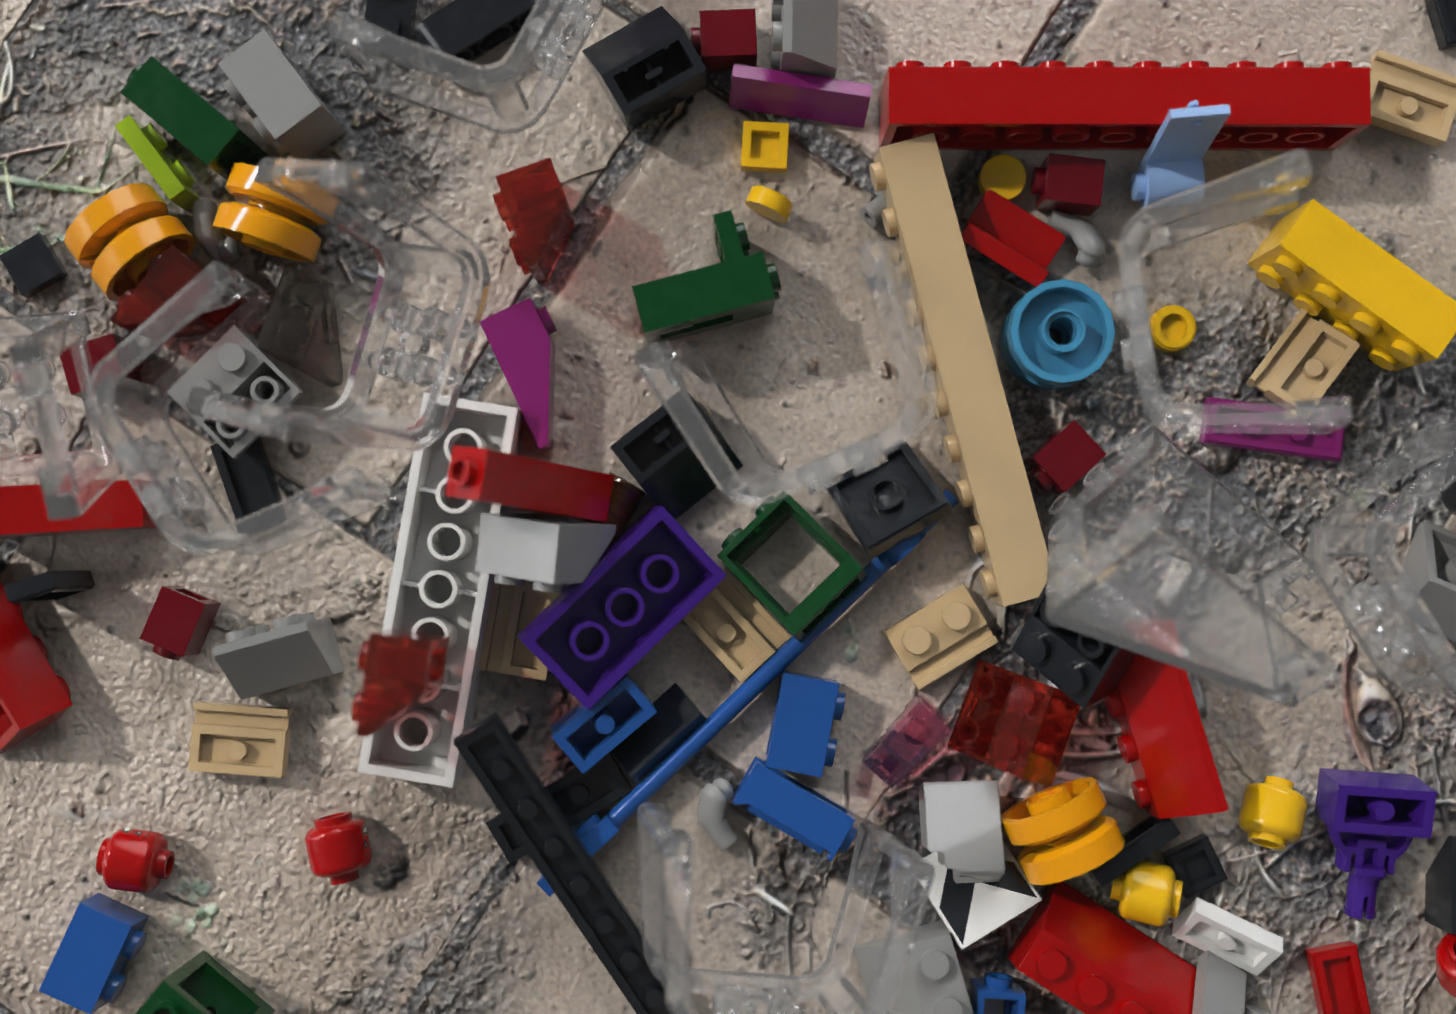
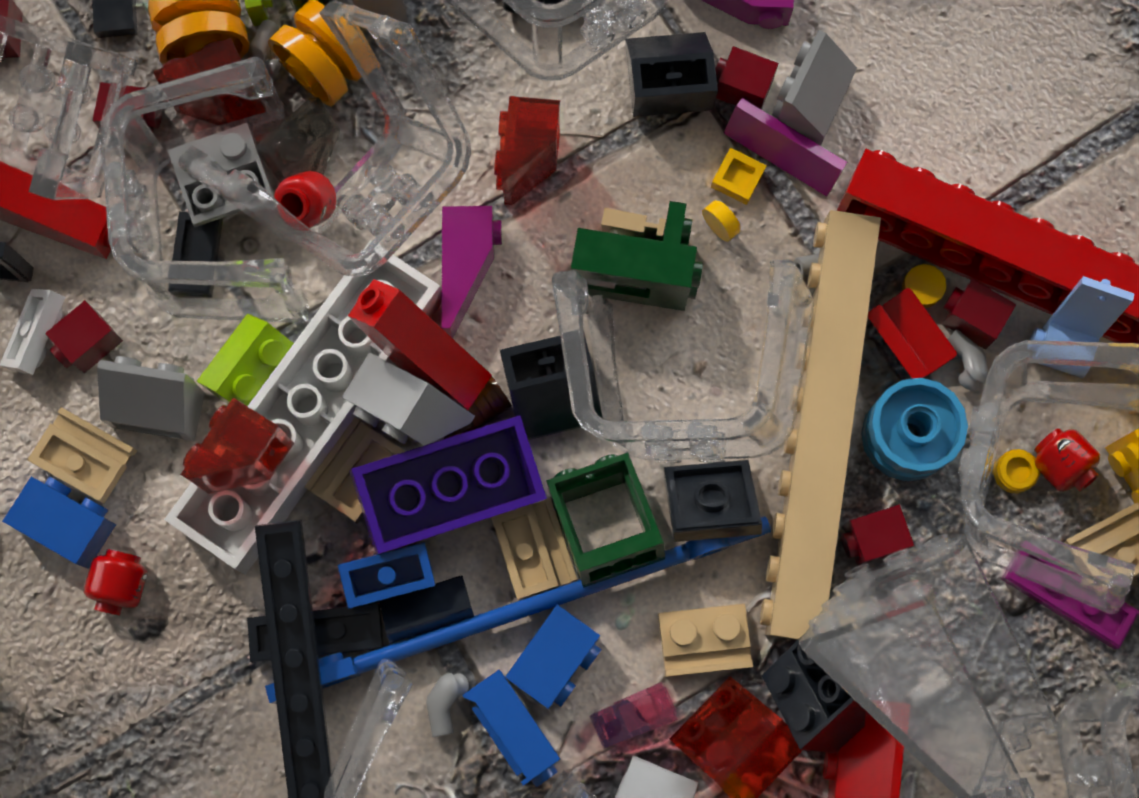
camera: 30 degrees right, 10 degrees down
(126, 654) = (27, 344): none -> white plate
(252, 814) = (60, 522): none -> blue brick
(335, 379) = (307, 197): none -> red head
(358, 574) = (245, 361): none -> lime brick
(680, 258) = (631, 224): none -> tan plate
(1218, 296) = (1067, 460): none -> red head

